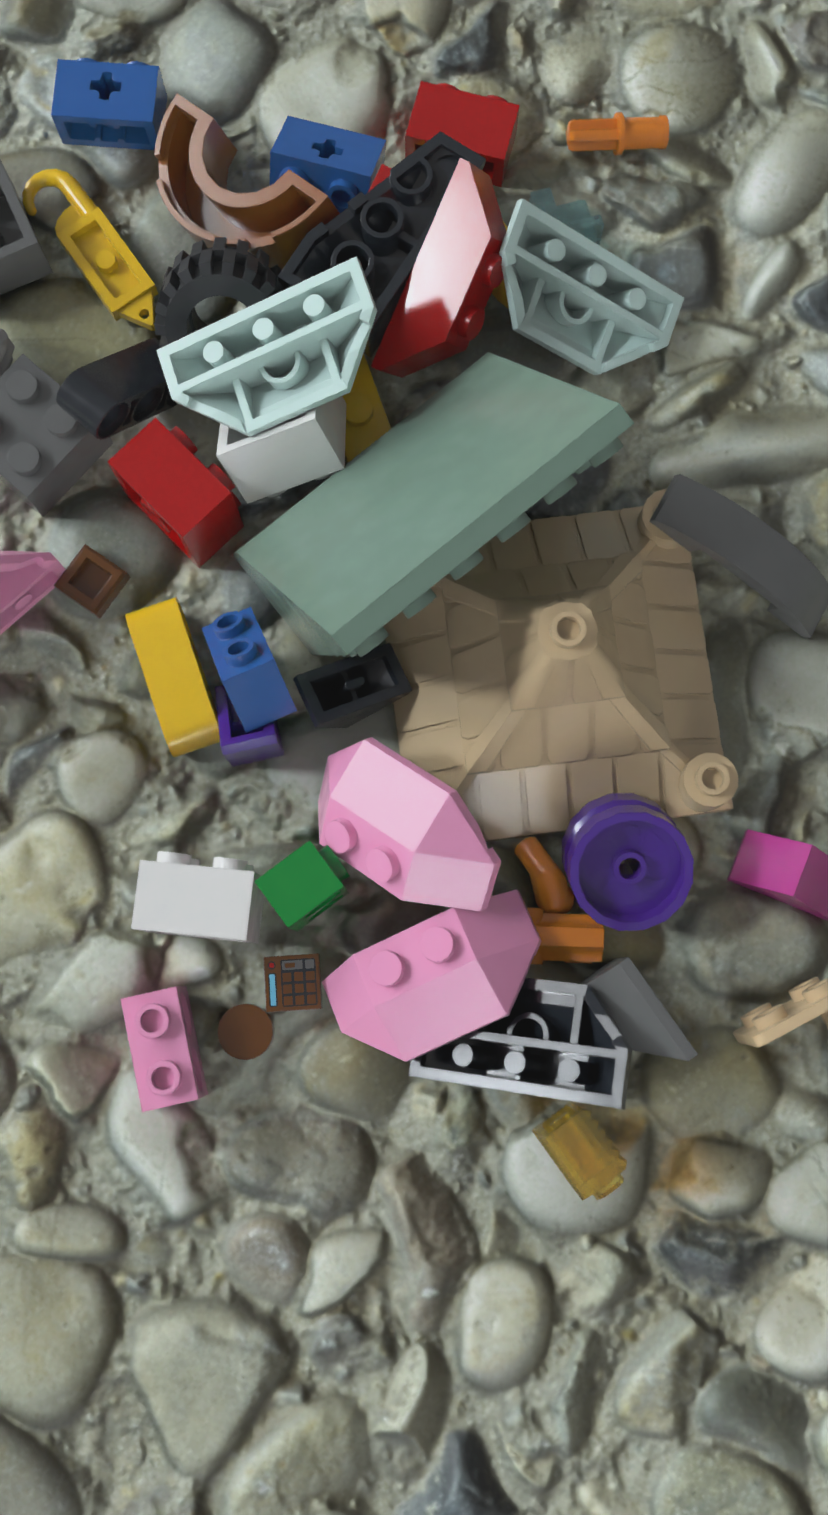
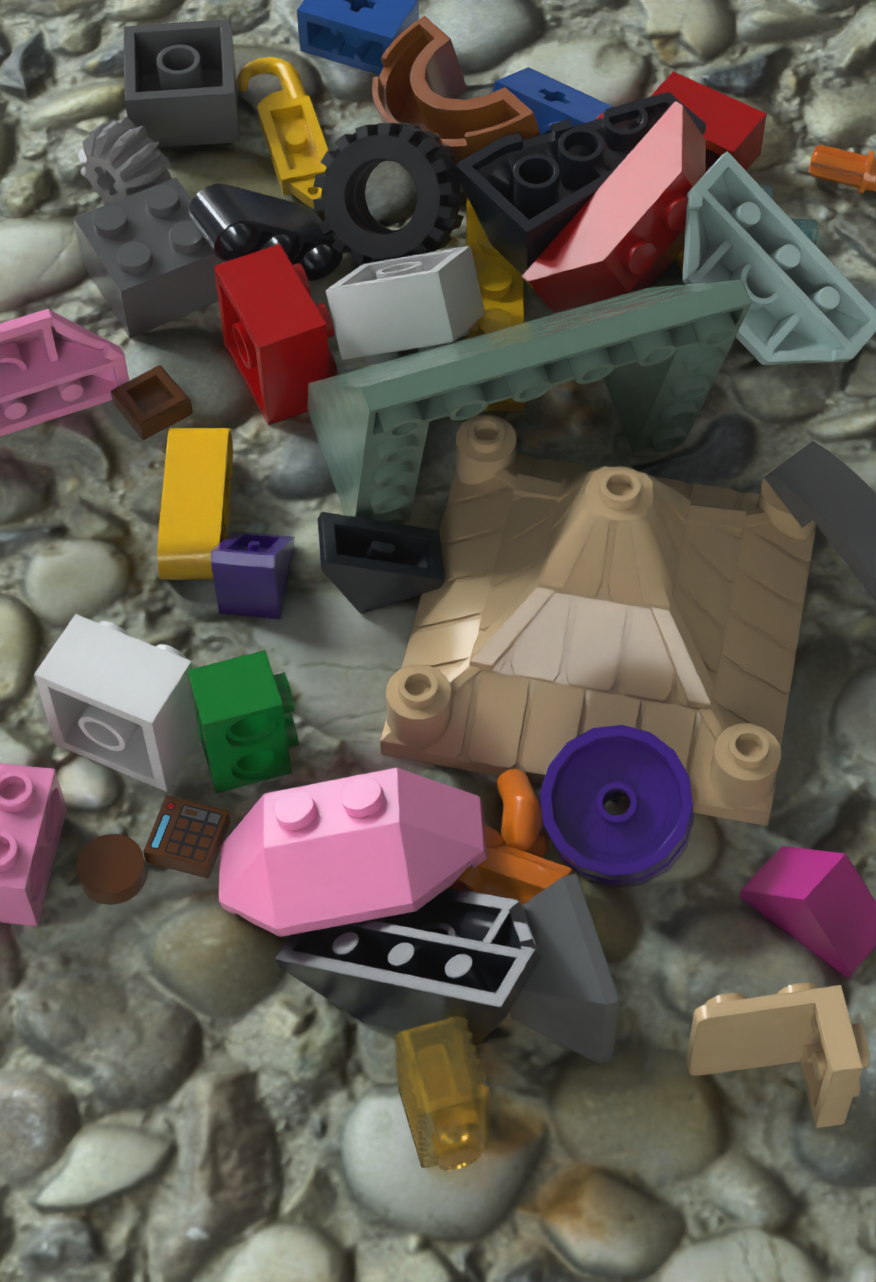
camera: 20 degrees right, 25 degrees down
(248, 669) = (274, 498): blue brick -> none
(276, 353) = (422, 210): light aqua wedge -> none
(404, 829) = (380, 678): bright pink wedge -> none

